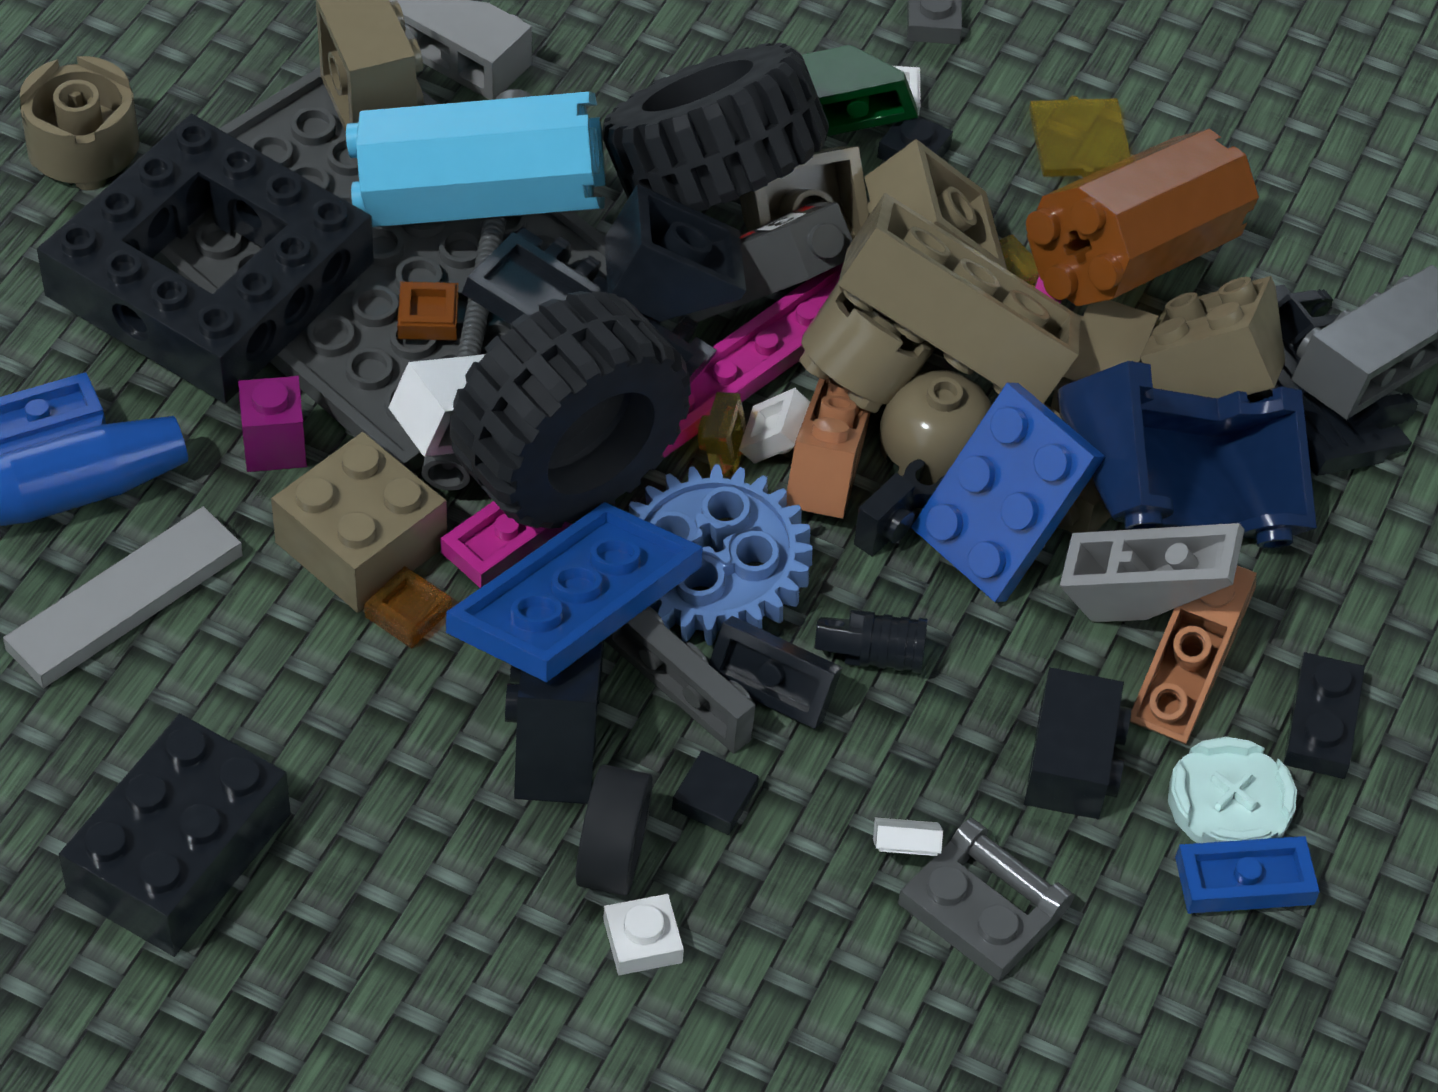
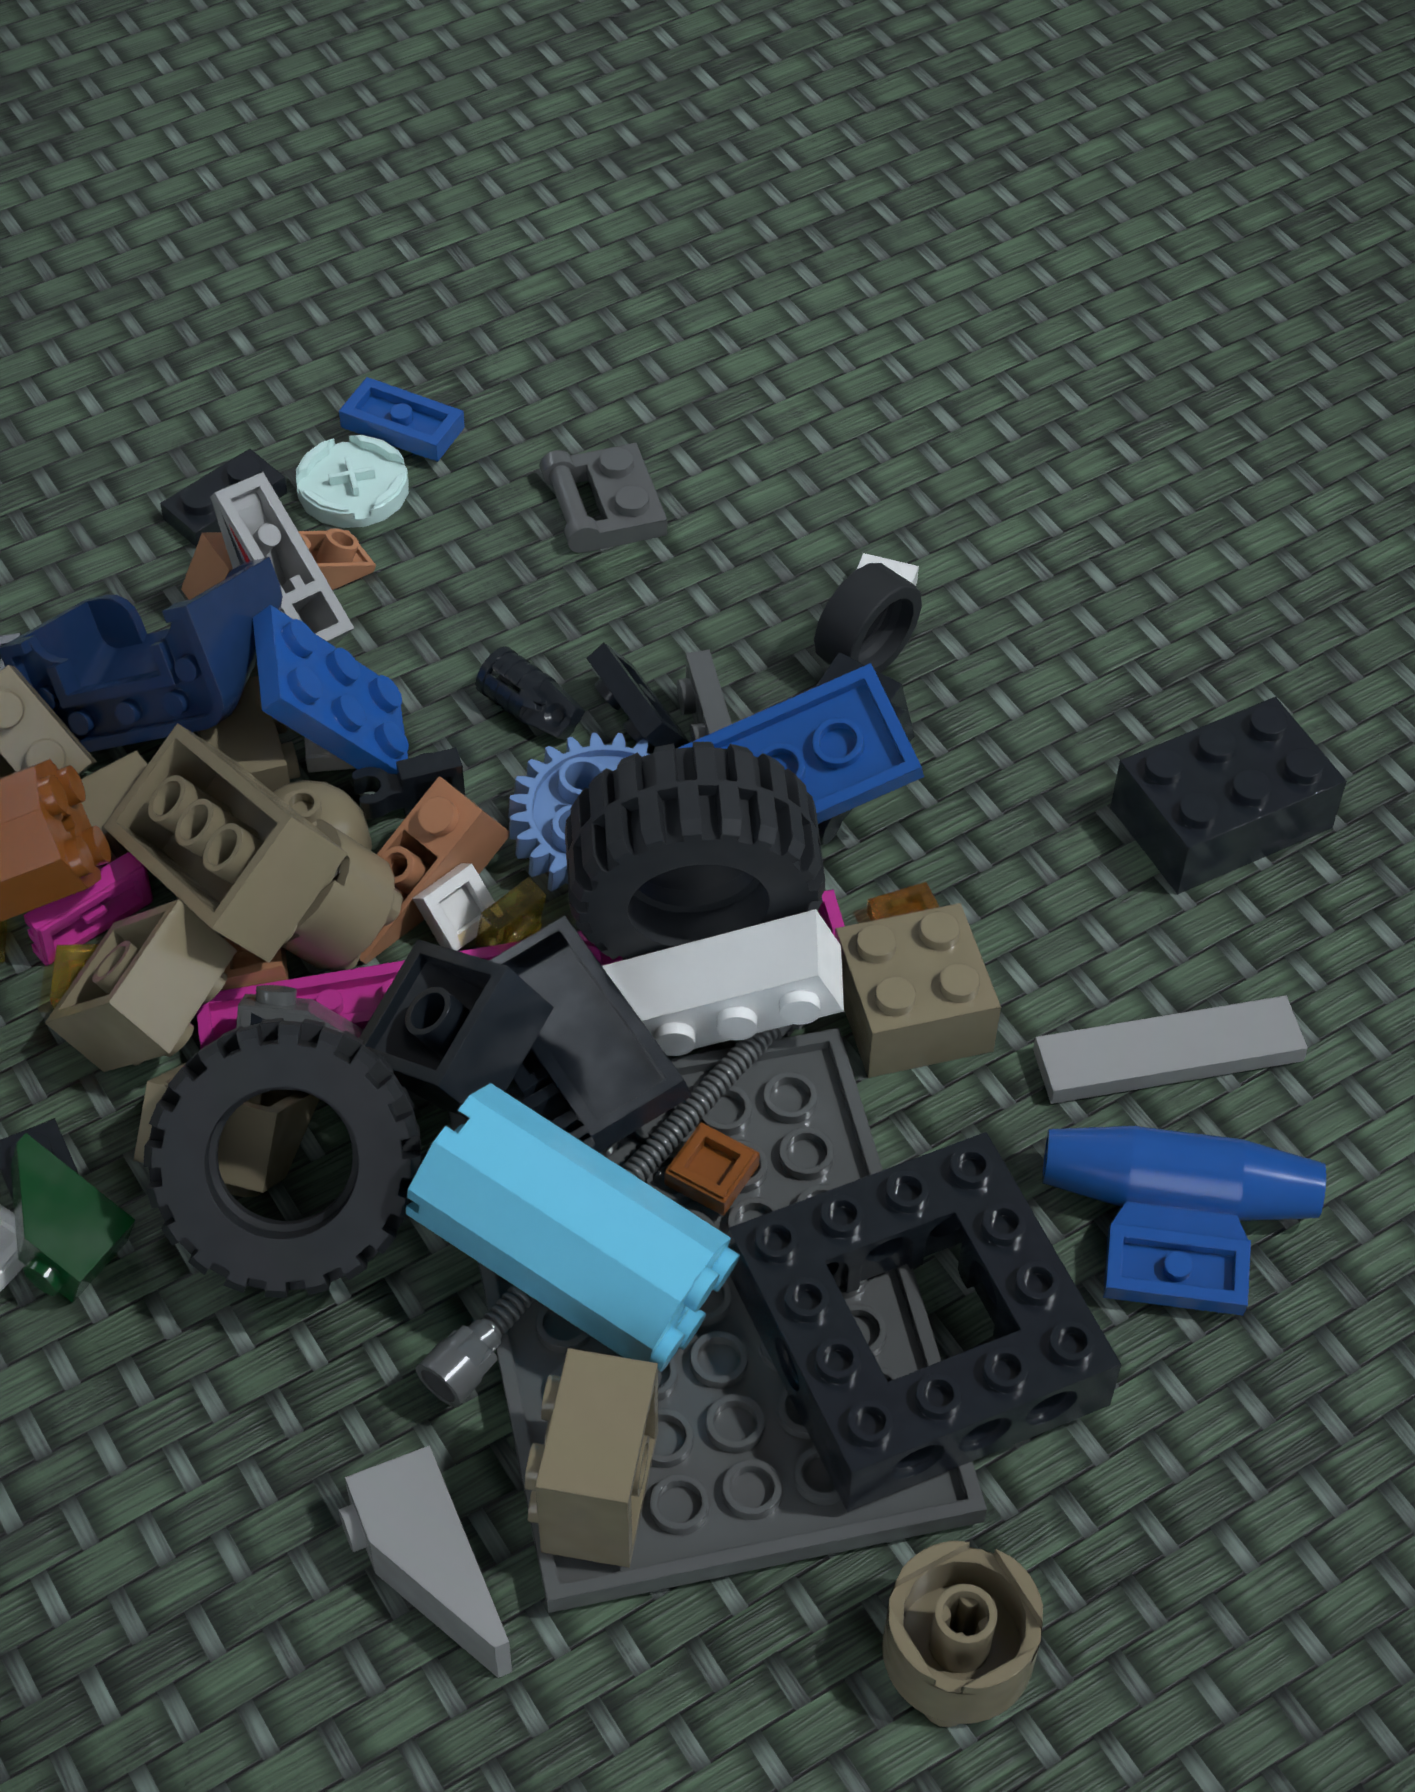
camera: 145 degrees left, 0 degrees up
(272, 423) = (940, 1116): magenta brick -> none
(715, 792) = (751, 654): black tile -> none
(908, 836) = (631, 544): white tile -> none
(1076, 743) = (443, 546): black brick -> none

